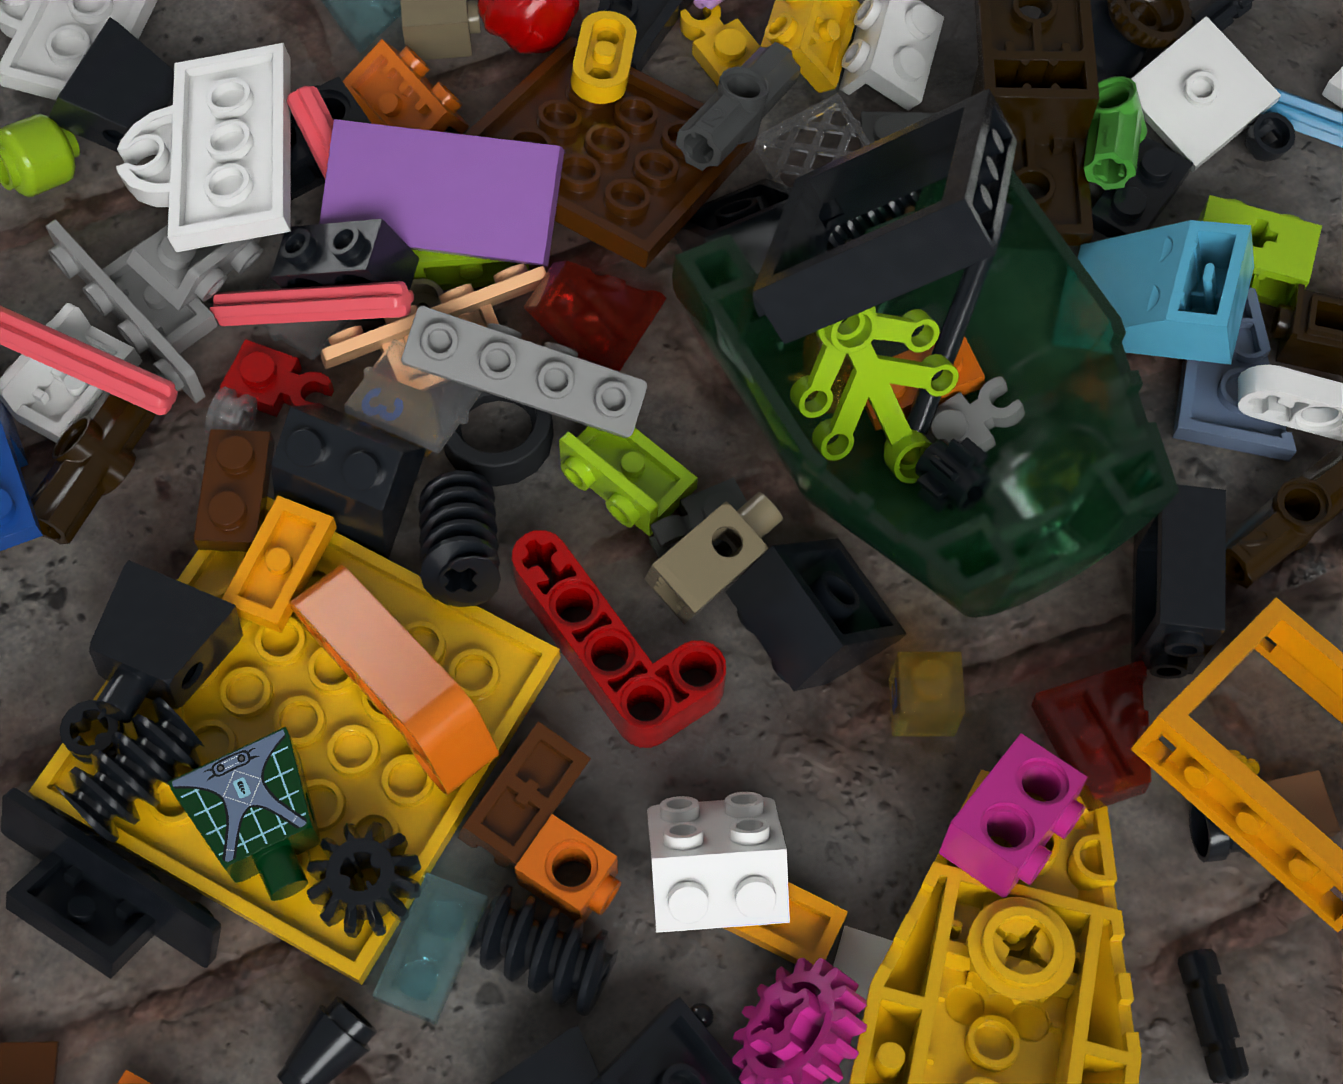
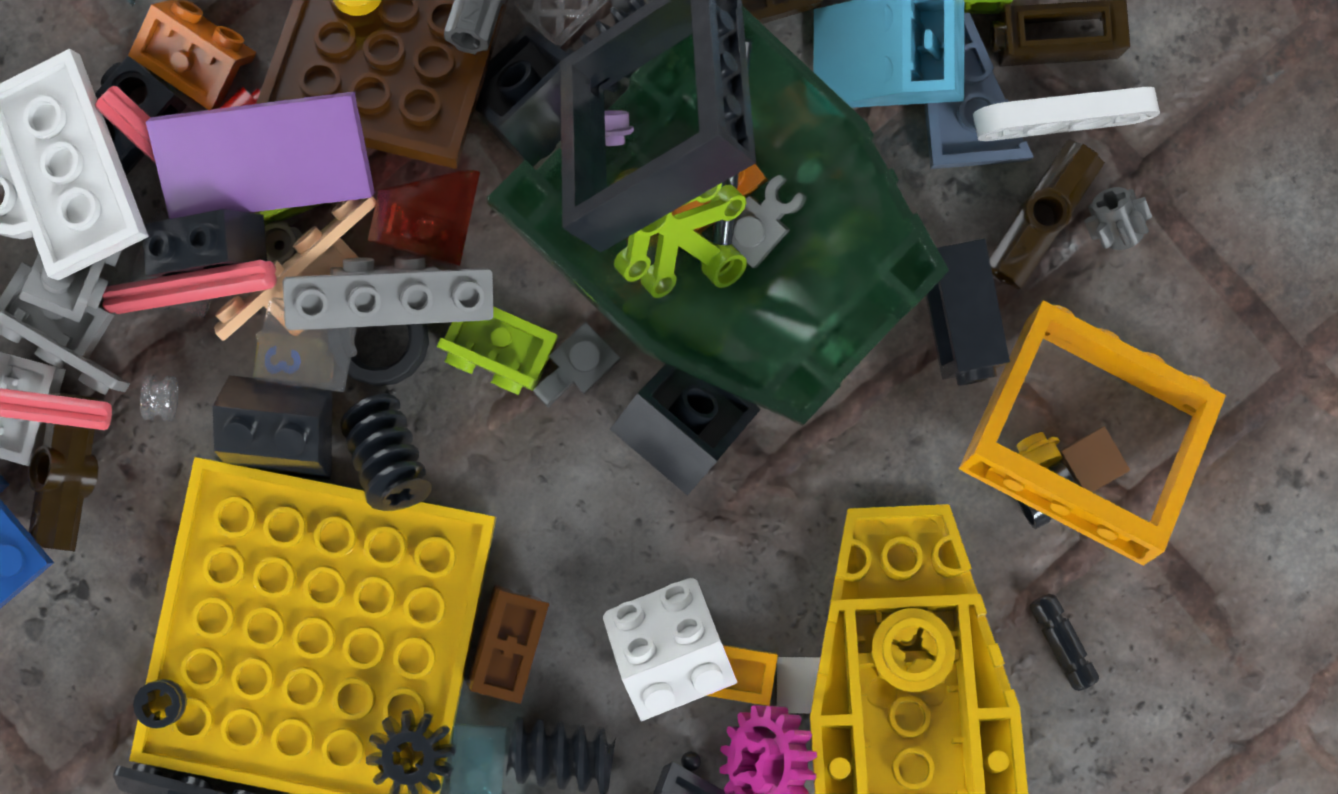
camera: 20 degrees left, 20 degrees up
(133, 770) = (206, 732): black piece -> none
(158, 641) = (181, 622): black torso -> none
(233, 489) = (189, 468): reddish brown plate -> none
(254, 812) = (309, 731): torso -> none
(273, 378) = (176, 351): red plate -> none
(279, 563) = (250, 523): light orange plate -> none
(397, 678) = (374, 593): orange beam -> none
(560, 844) = (538, 697): orange brick -> none
(606, 634) = (523, 490): red beam -> none
(692, 569) = (585, 431): dark tan torso -> none
(926, 693) = (790, 463): clear yellow brick -> none
(952, 475) = (763, 278): black gear -> none
(1006, 811) = (874, 547): dark pink brick -> none
(1094, 729) = (929, 447): clear red wing -> none

